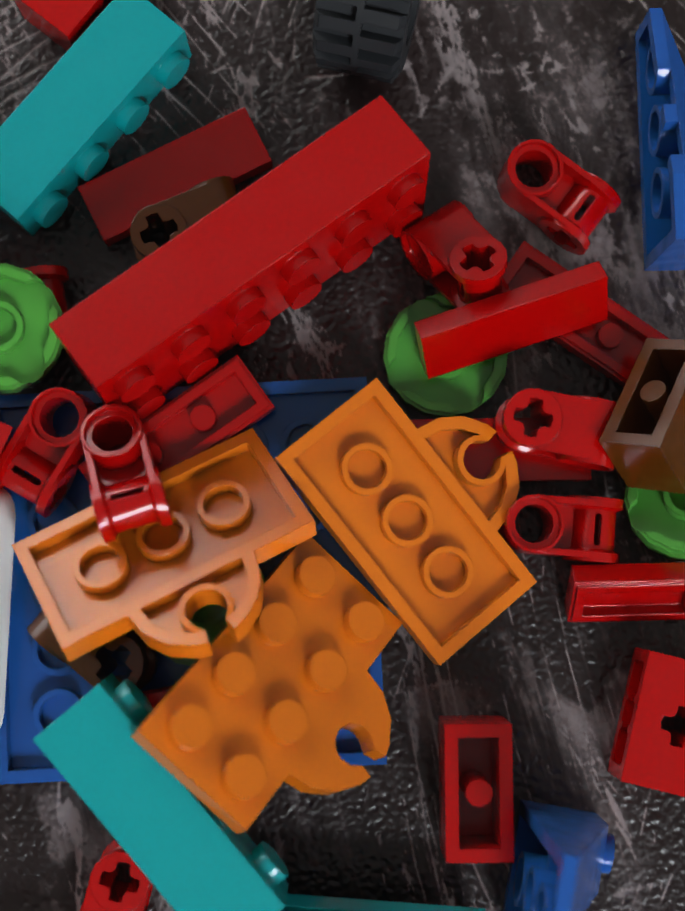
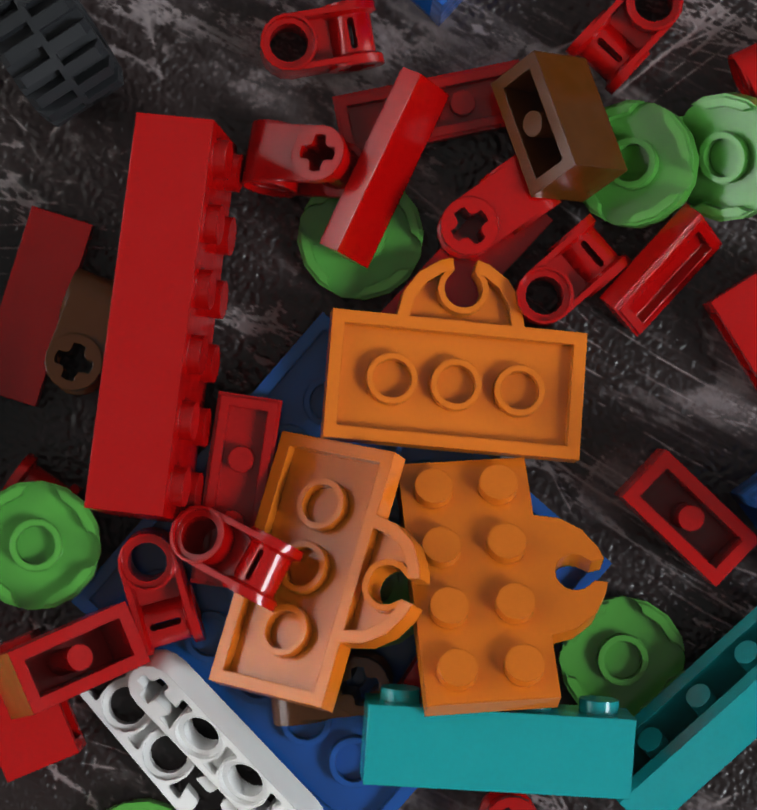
camera: 50 degrees left, 5 degrees up
(327, 842) = (624, 654): none -> bright green tile

